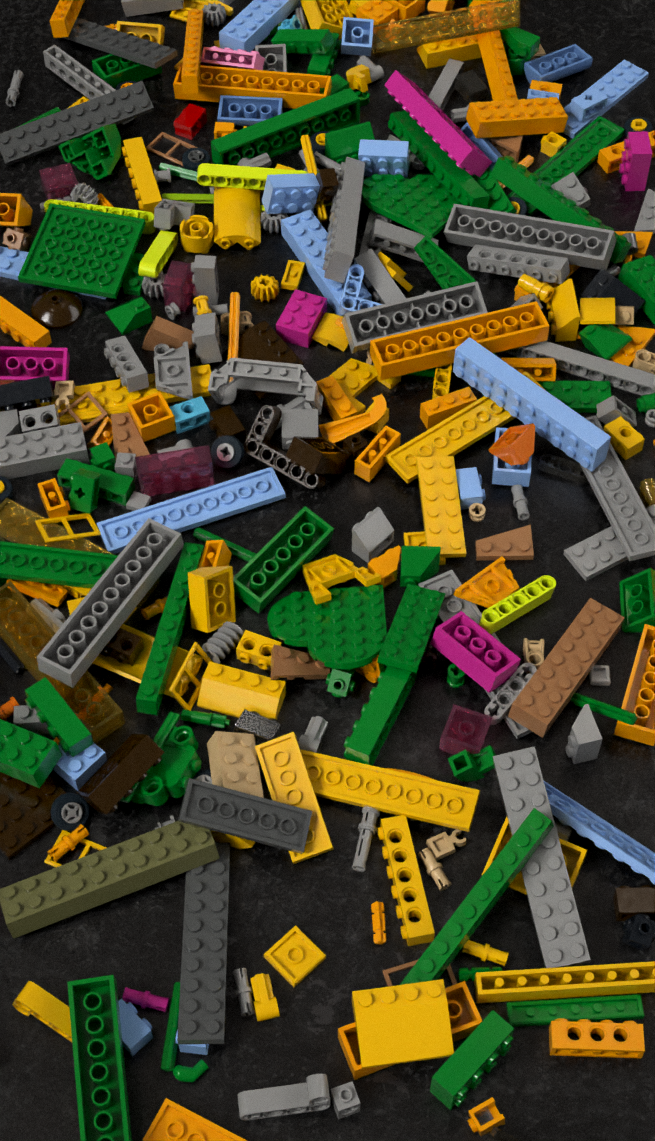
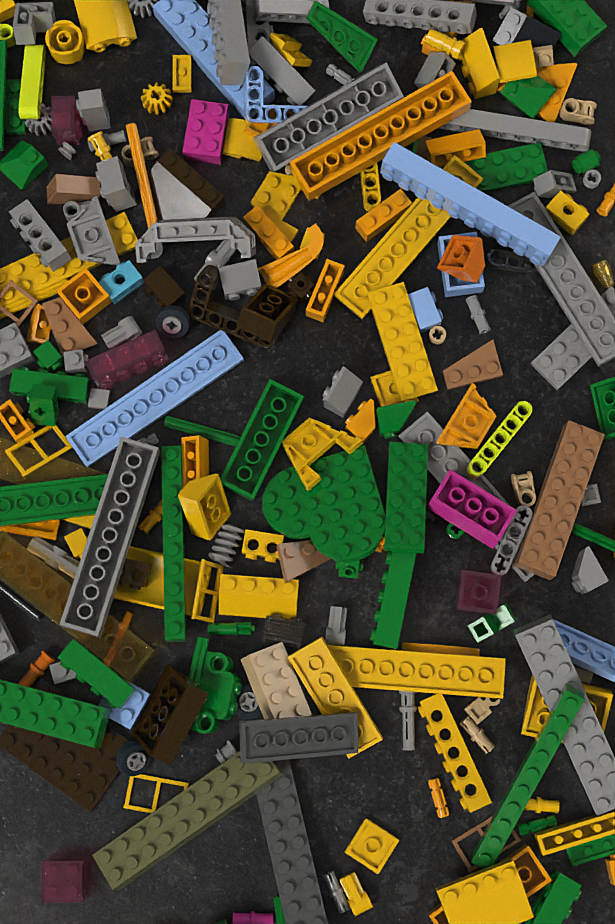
camera: 10 degrees left, 25 degrees up
(68, 843) = (140, 787): light orange pin -> none

